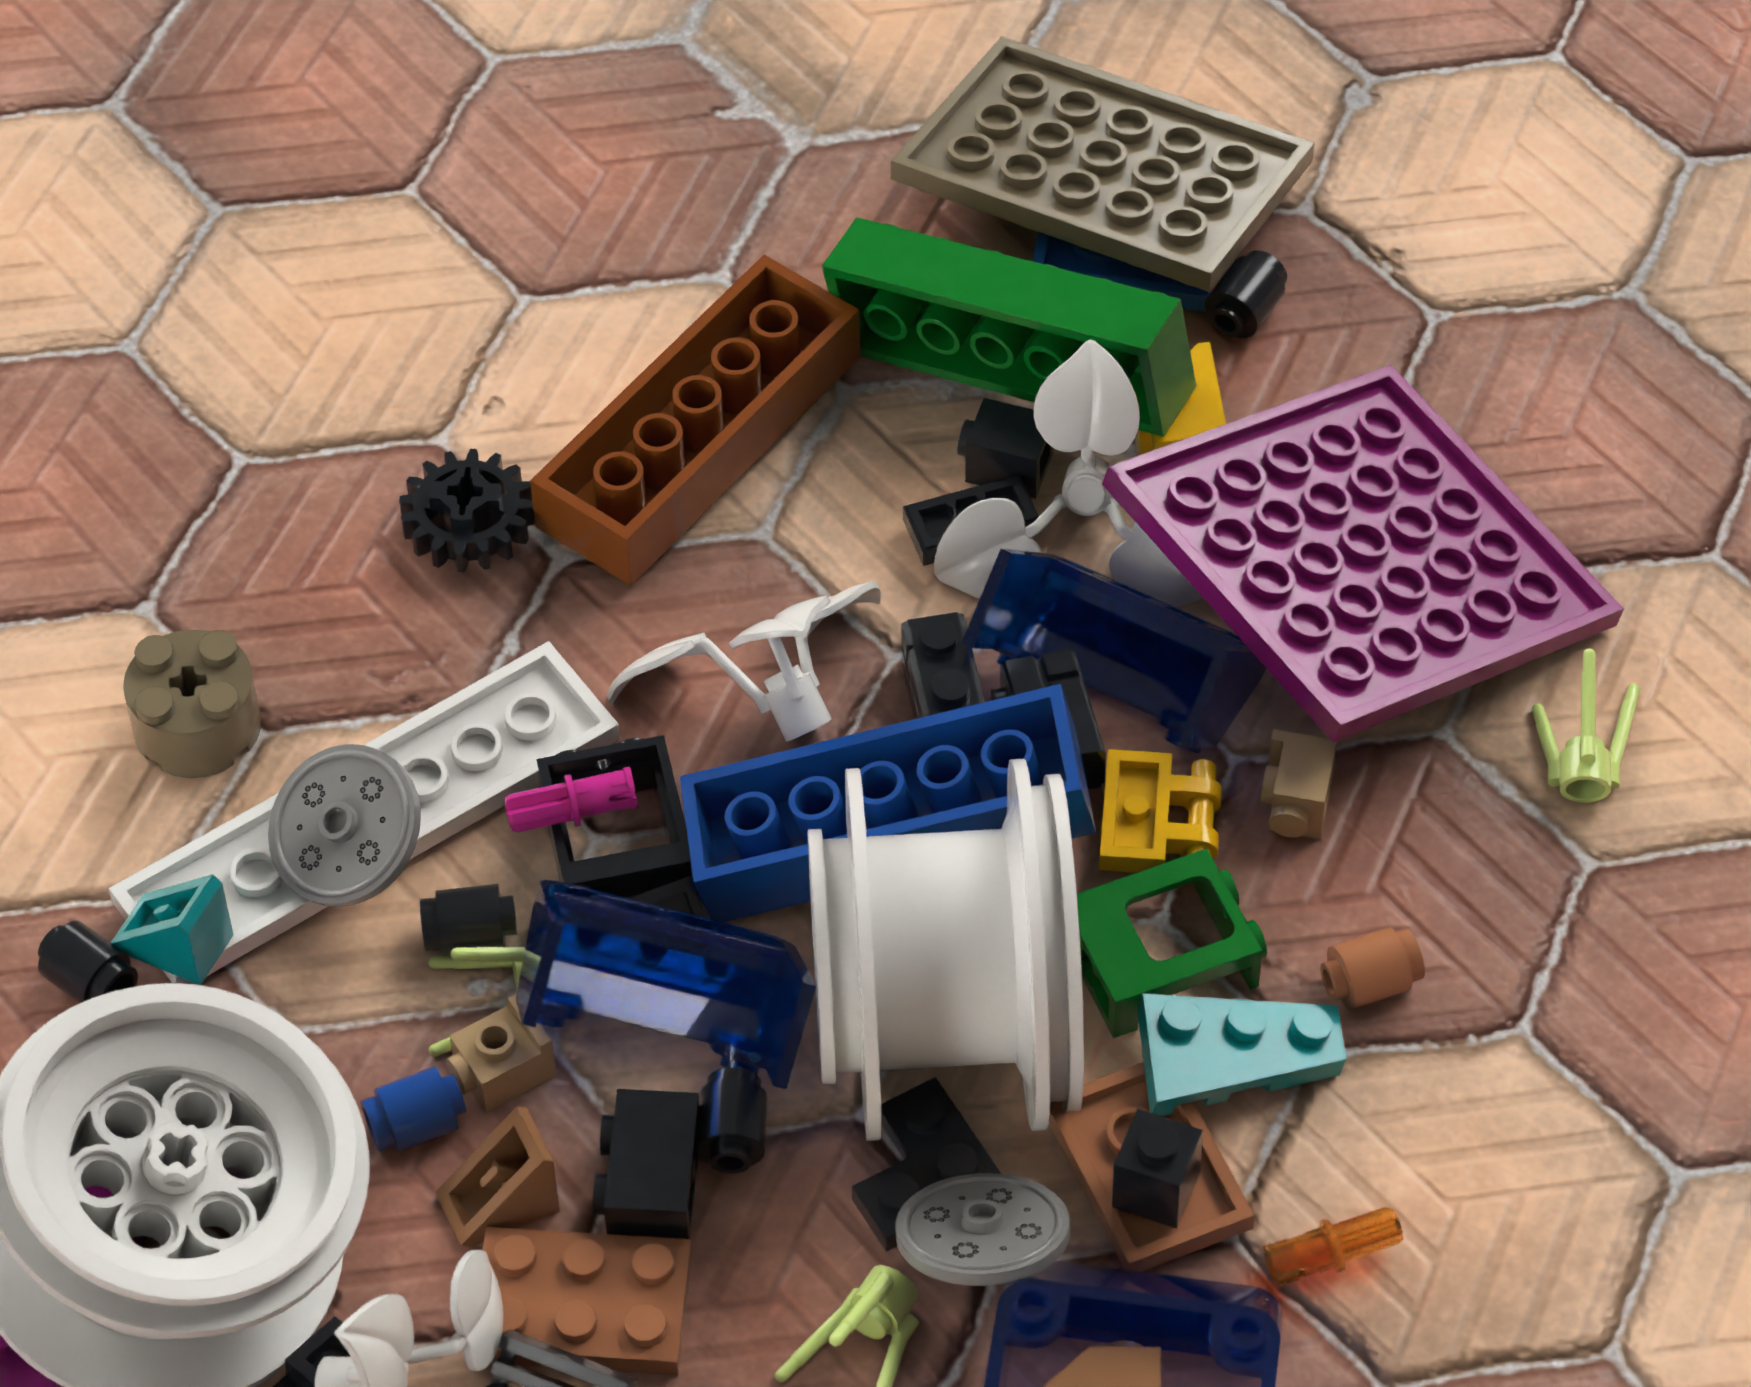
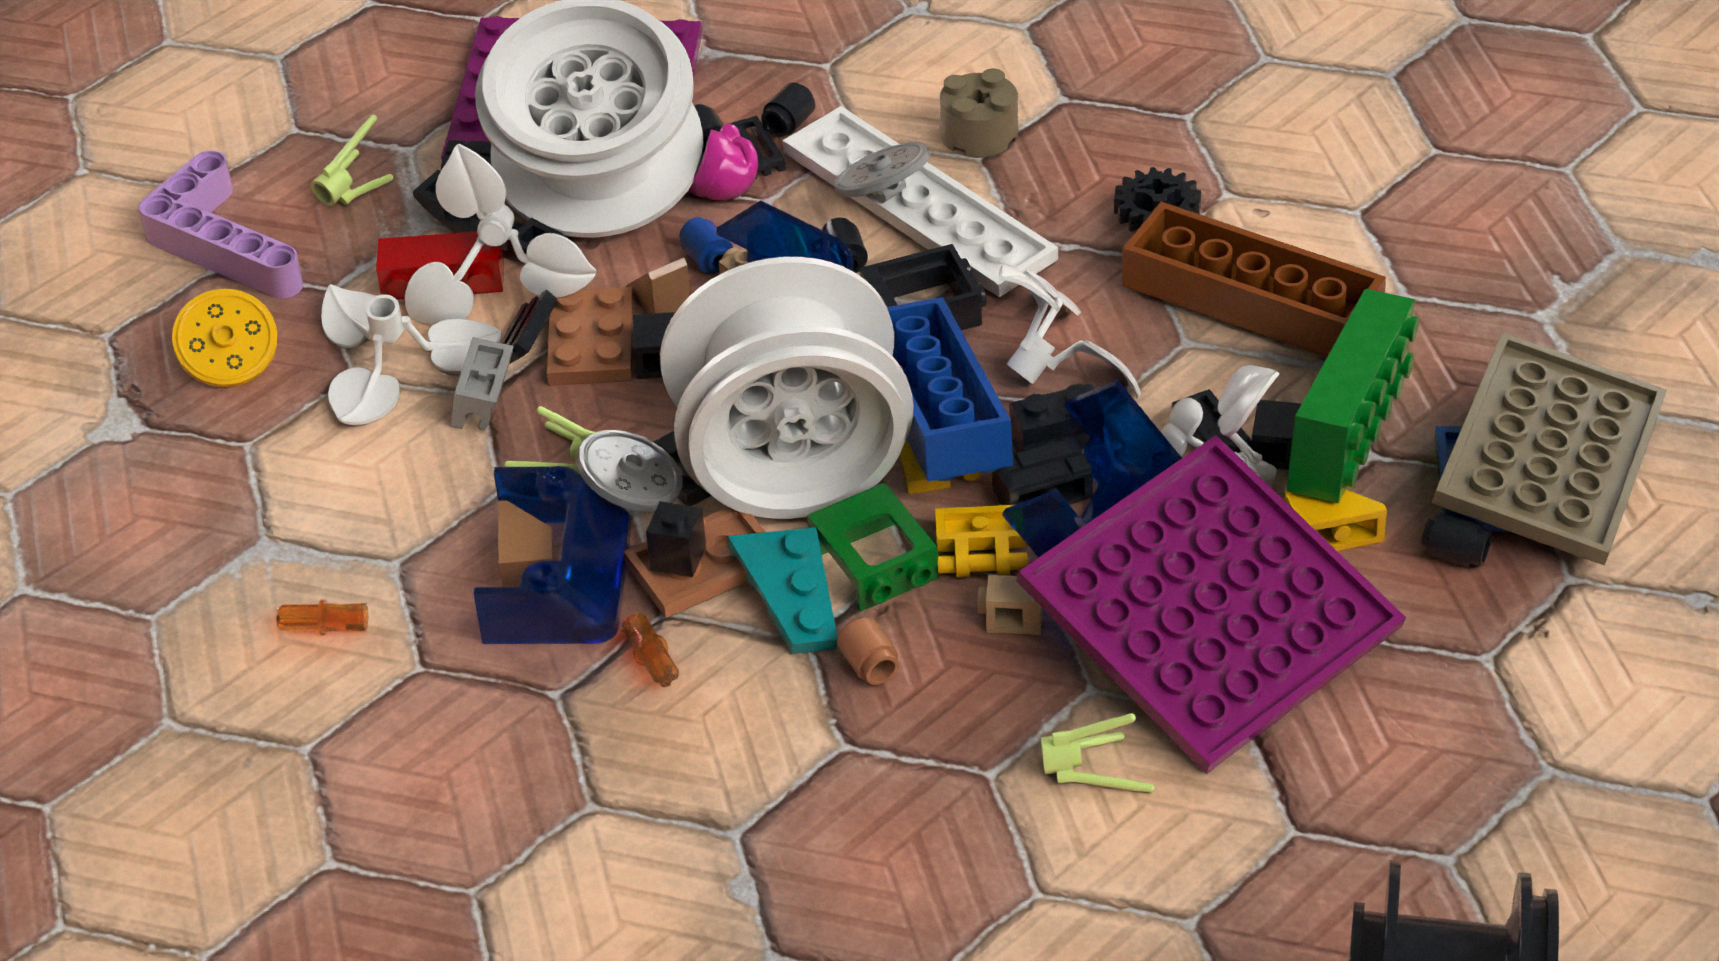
camera: 85 degrees right, 10 degrees down
(179, 928) = (801, 126): teal slope -> none
(571, 800) = (915, 256): dark pink axle -> none

